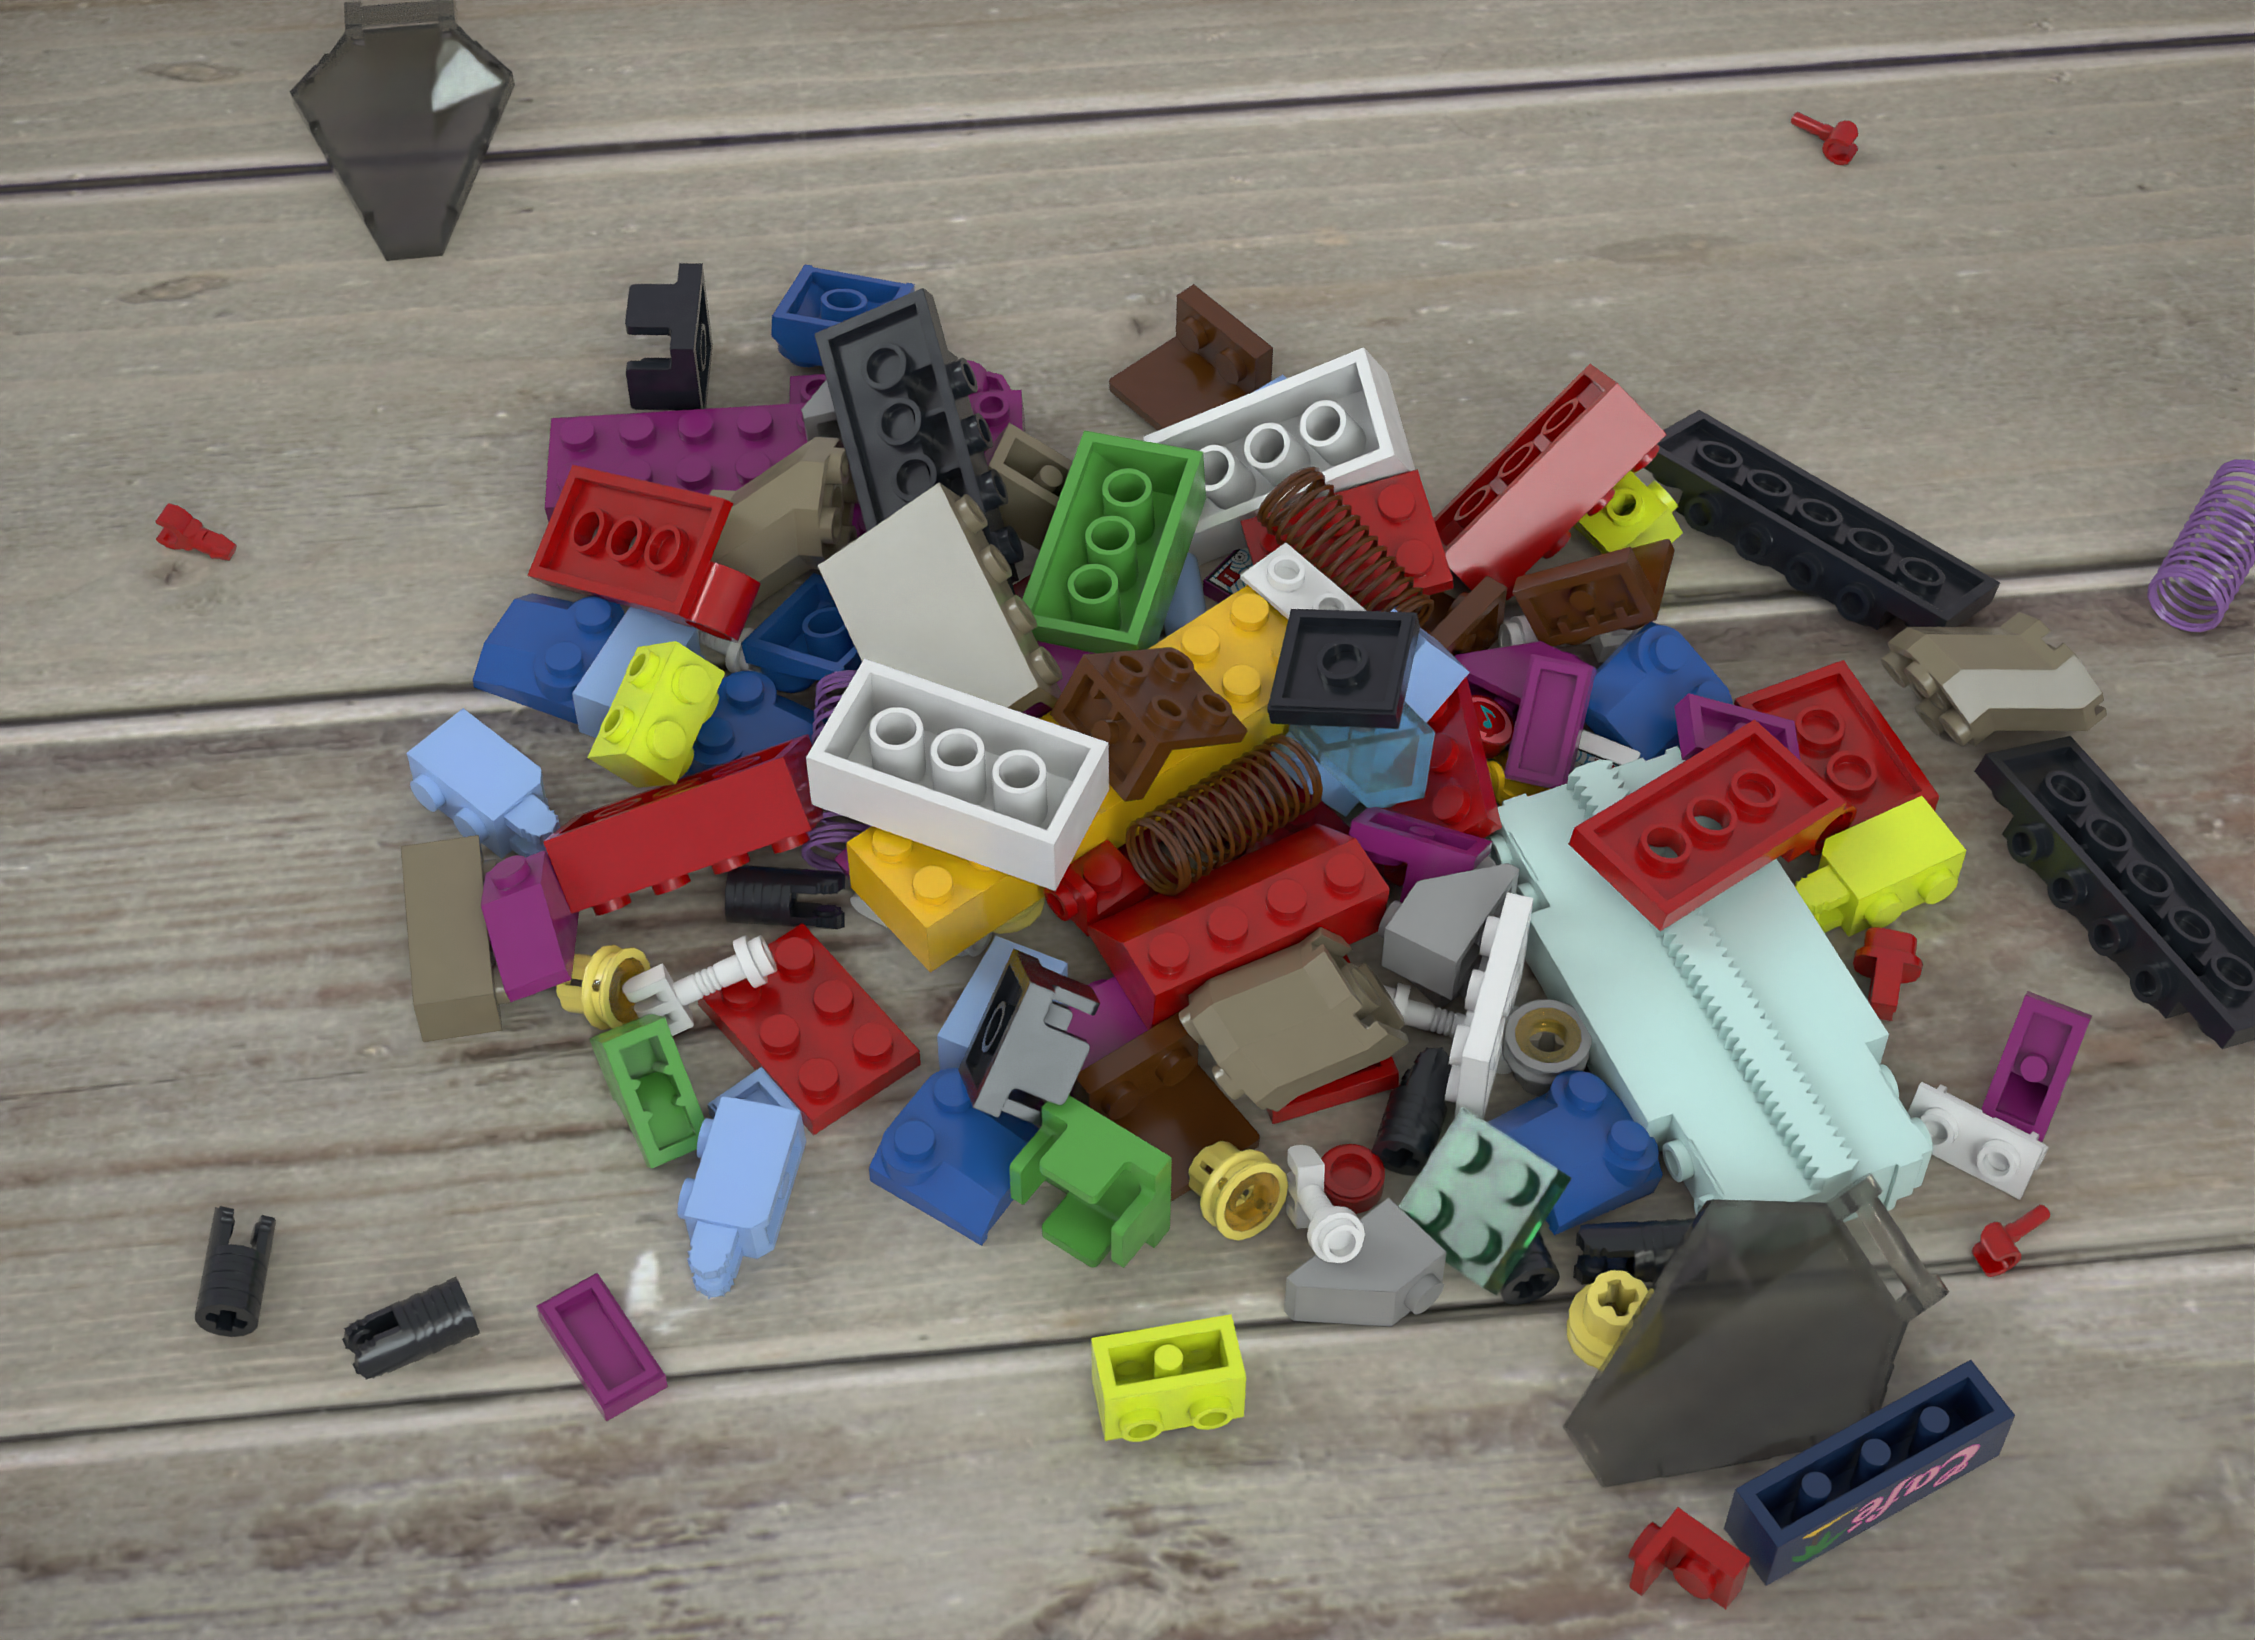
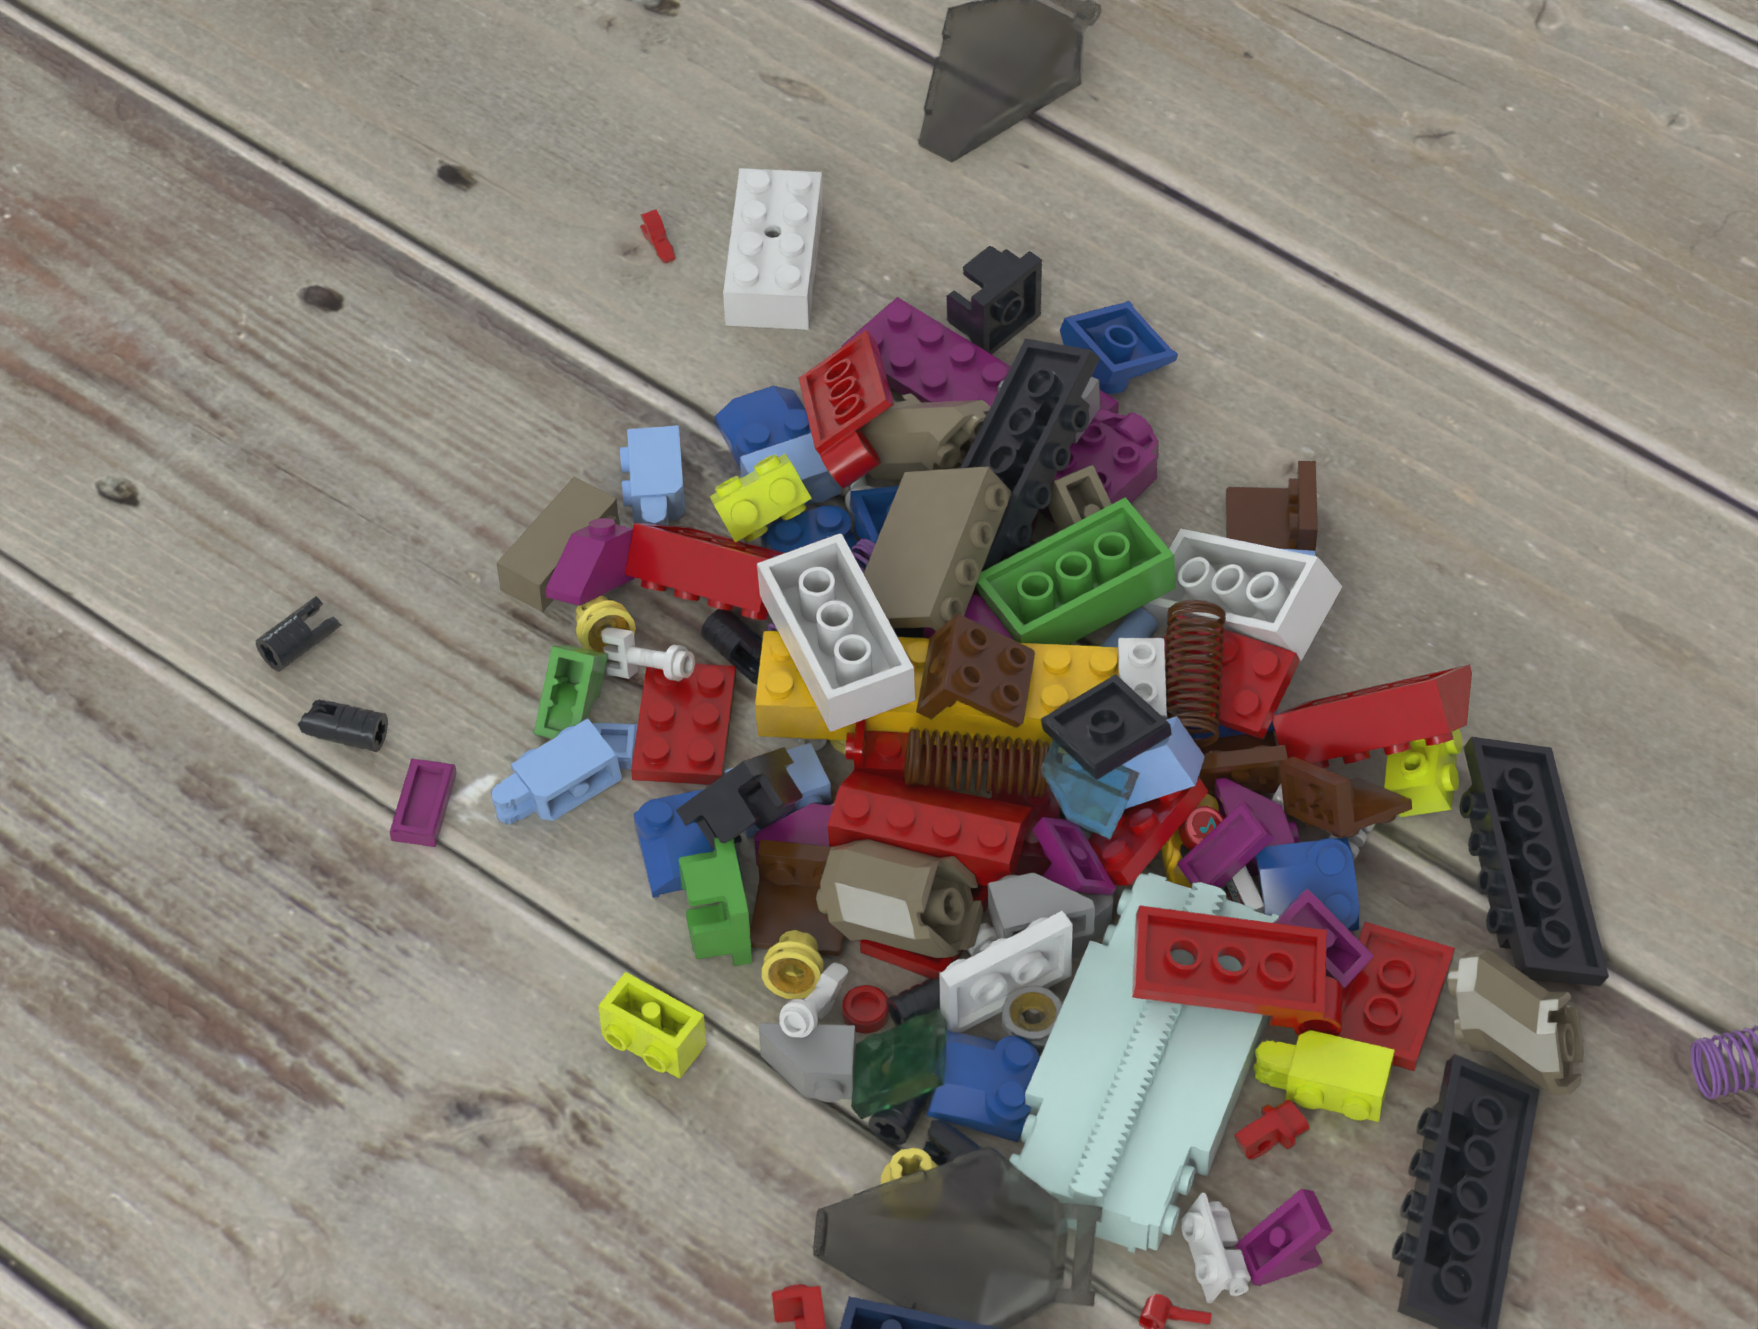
camera: 45 degrees right, 0 degrees up
(354, 458) = (773, 249): none -> white brick

